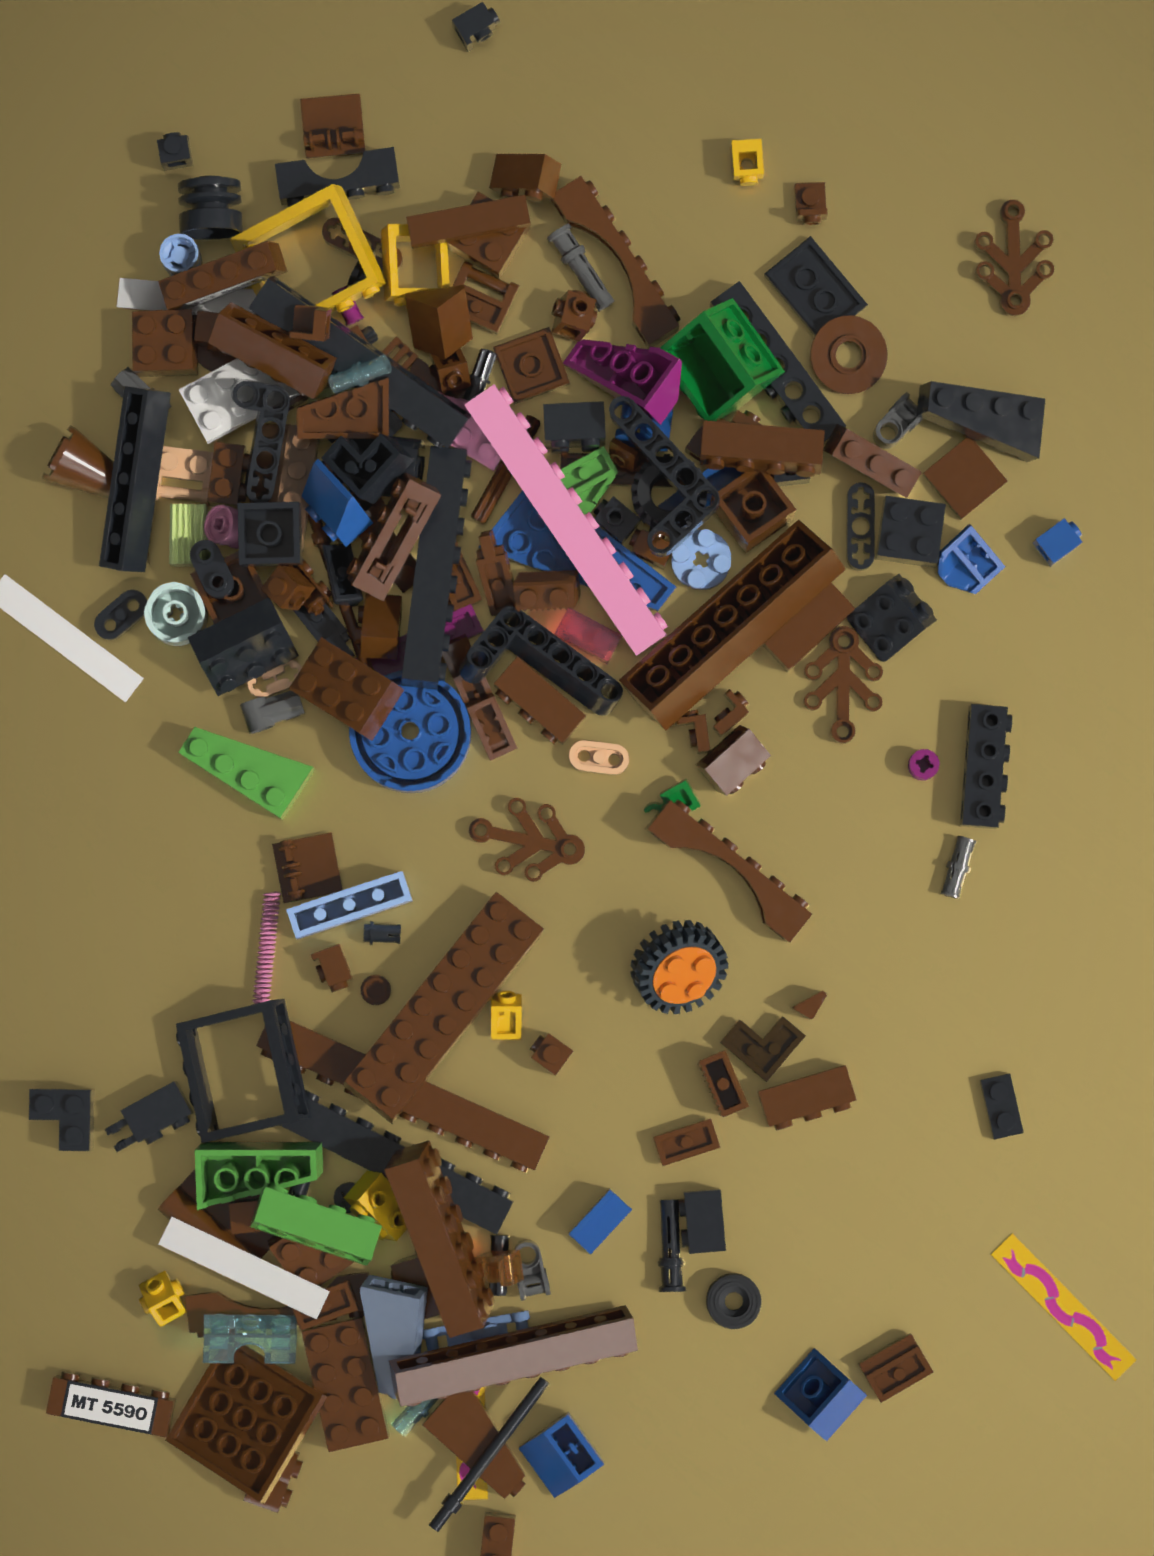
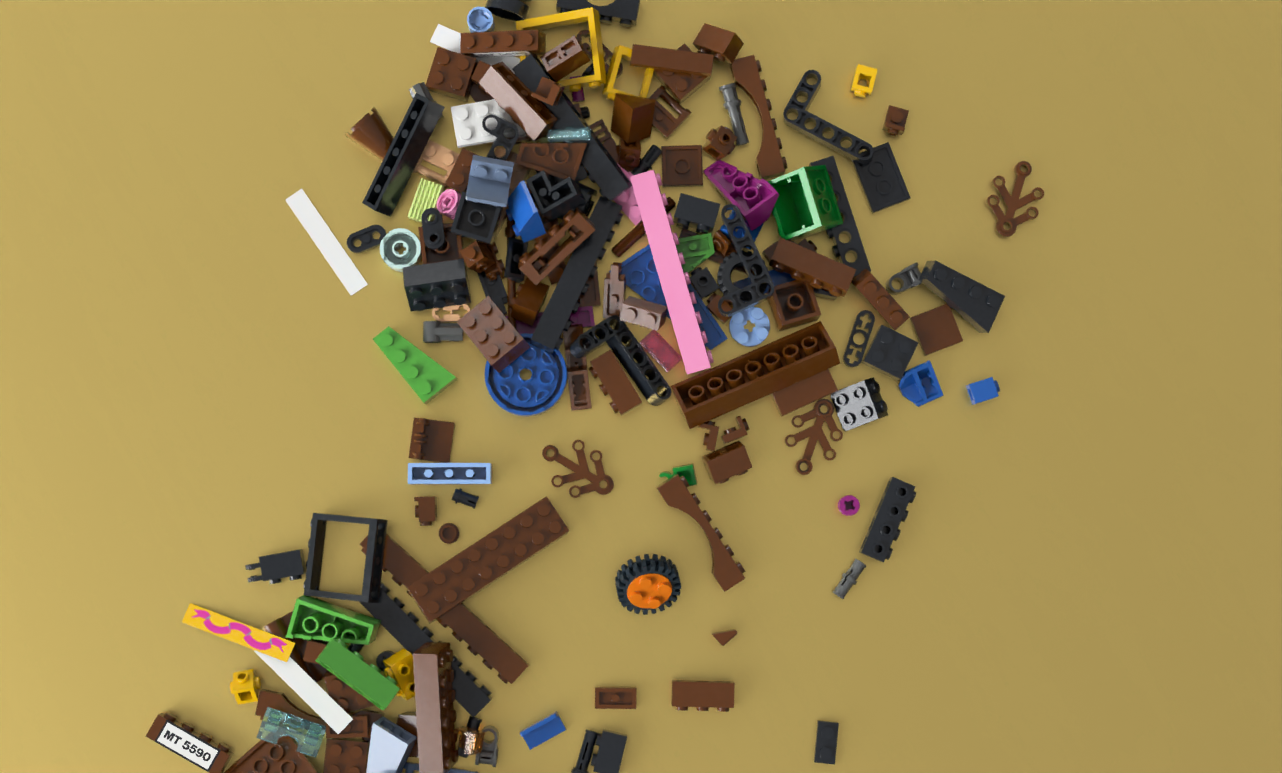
camera: 15 degrees right, 0 degrees up
(74, 1111) = (228, 547): black brick -> none
(127, 1226) = (238, 632): none -> yellow sticker
(266, 947) = (389, 481): bright pink piece -> none
(270, 475) = (489, 181): none -> sand blue bracket
(318, 269) = (565, 58): none -> reddish brown hinge
(506, 1015) = (527, 577): yellow bracket -> none
(550, 1053) = (547, 611): reddish brown brick -> none
(599, 756) = (641, 431): light nougat plate -> none
(709, 243) = (821, 125): none -> black beam
(723, 1083) = (651, 668): reddish brown brick -> none
(764, 1054) = (685, 657): dark brown plate -> none
(824, 350) = (891, 242): reddish brown piece -> none

